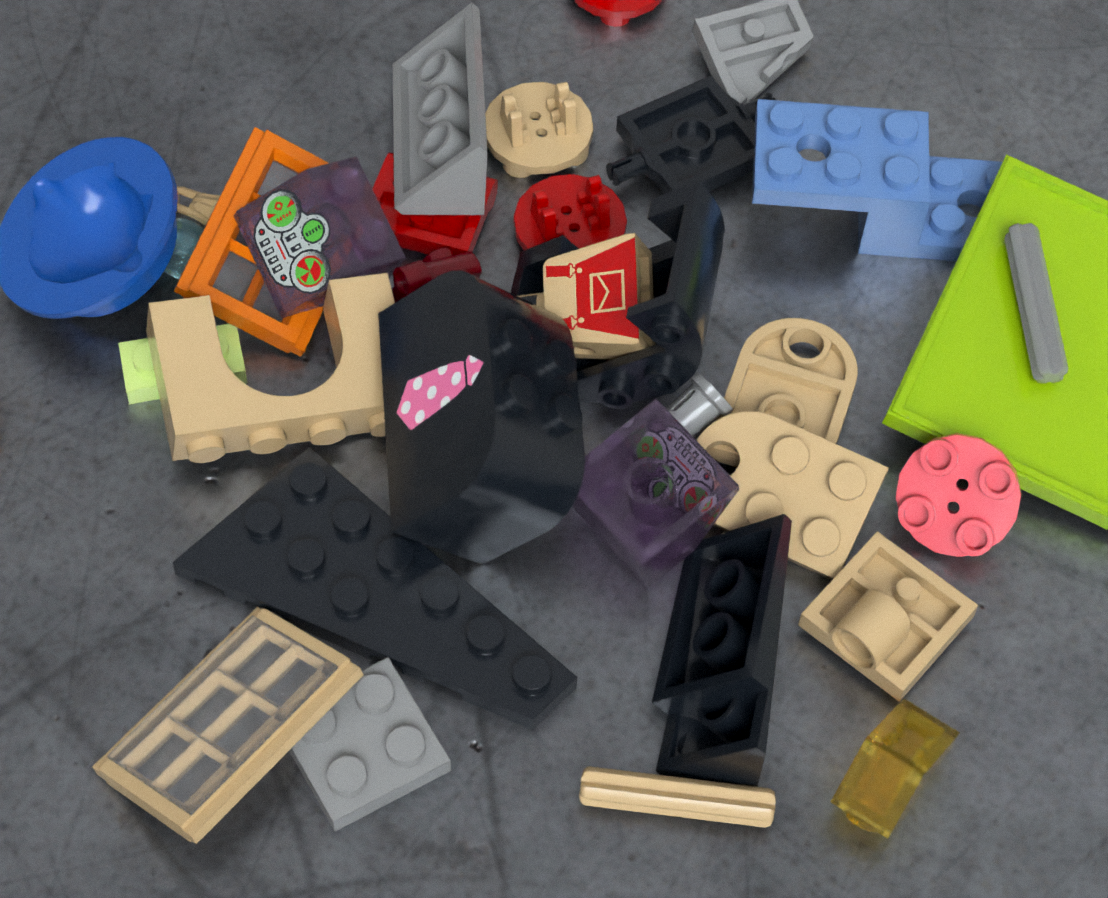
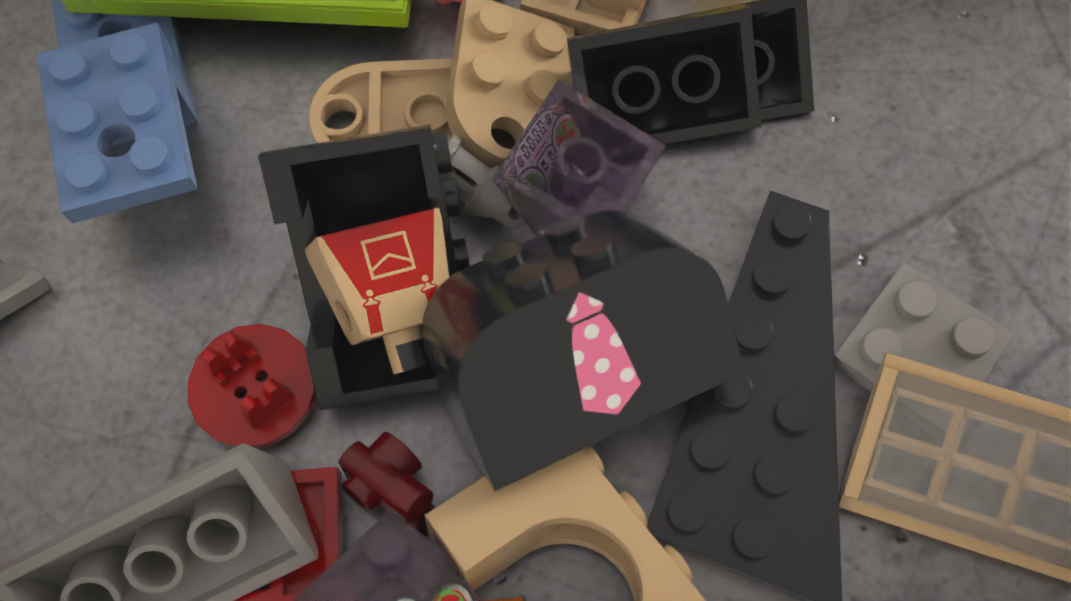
camera: 105 degrees left, 10 degrees up
(561, 120) = (112, 445): tan plate -> none
(677, 796) = (838, 93): tan axle -> none
(688, 138) = (104, 300): black plate -> none

